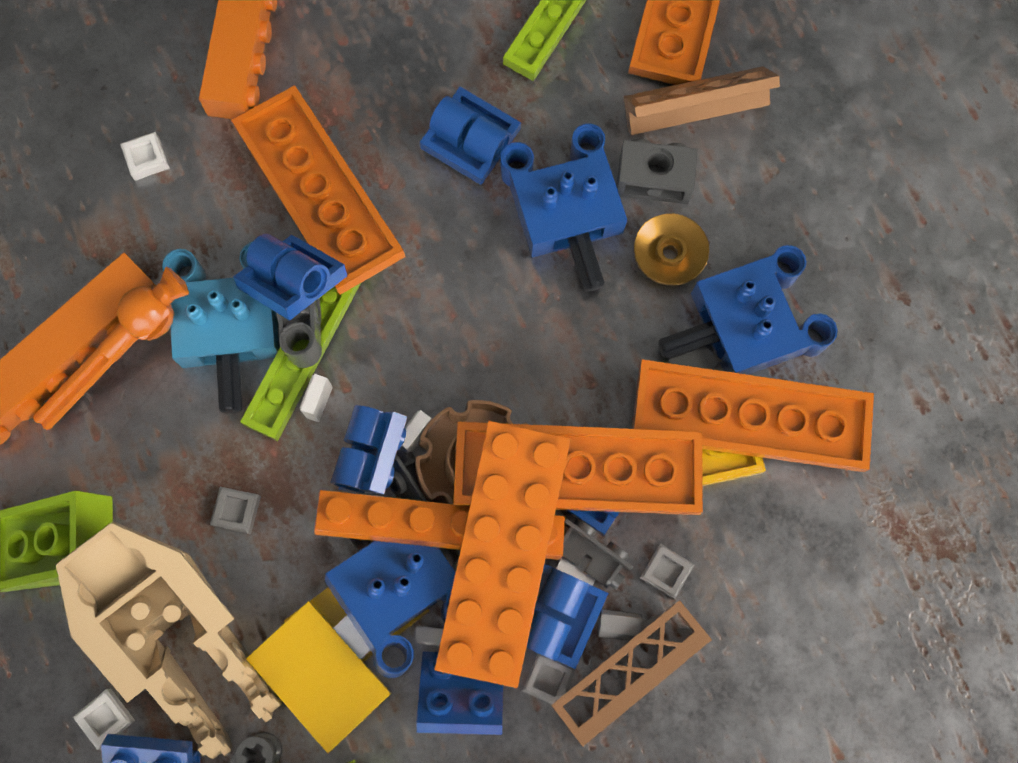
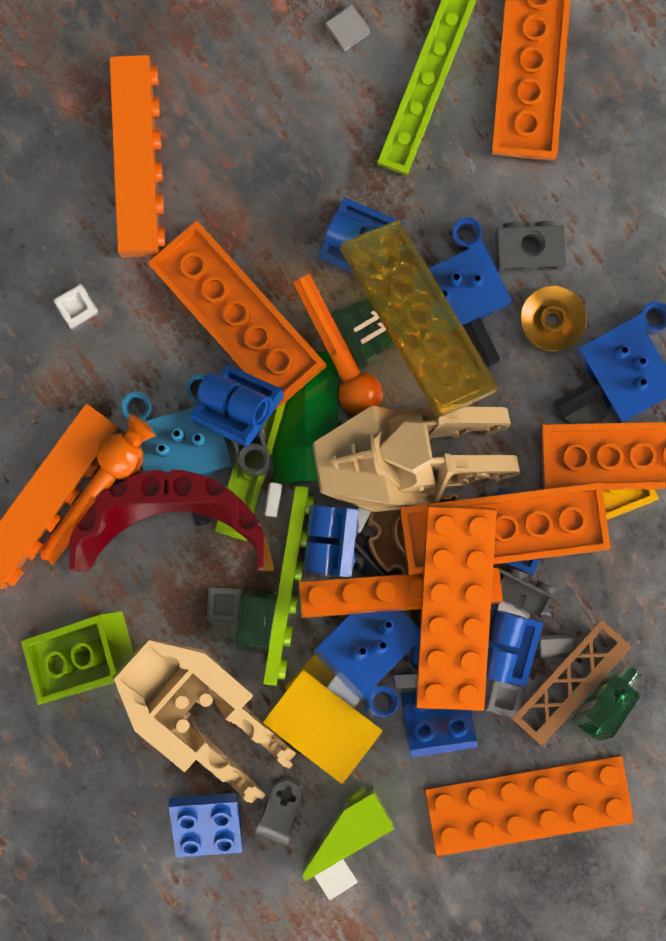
camera: 10 degrees left, 10 degrees up
(103, 717) = (156, 787): white tile -> none
(173, 365) = (156, 494): none -> dark red windscreen
(264, 534) = (256, 620): none -> clear green torso
(292, 551) = (286, 600): none -> lime plate
(375, 330) = (307, 418): none -> green wedge
(438, 292) = (358, 389): none -> orange piece
(452, 367) = (387, 461): none -> tan connector
(463, 226) = (362, 332): none -> clear green torso
(517, 213) = (418, 318): none -> clear yellow plate
(663, 719) = (602, 715): none -> clear green torso
(666, 571) = (587, 595): light grey tile -> none
(699, 99) = (558, 173): medium nougat fence -> none

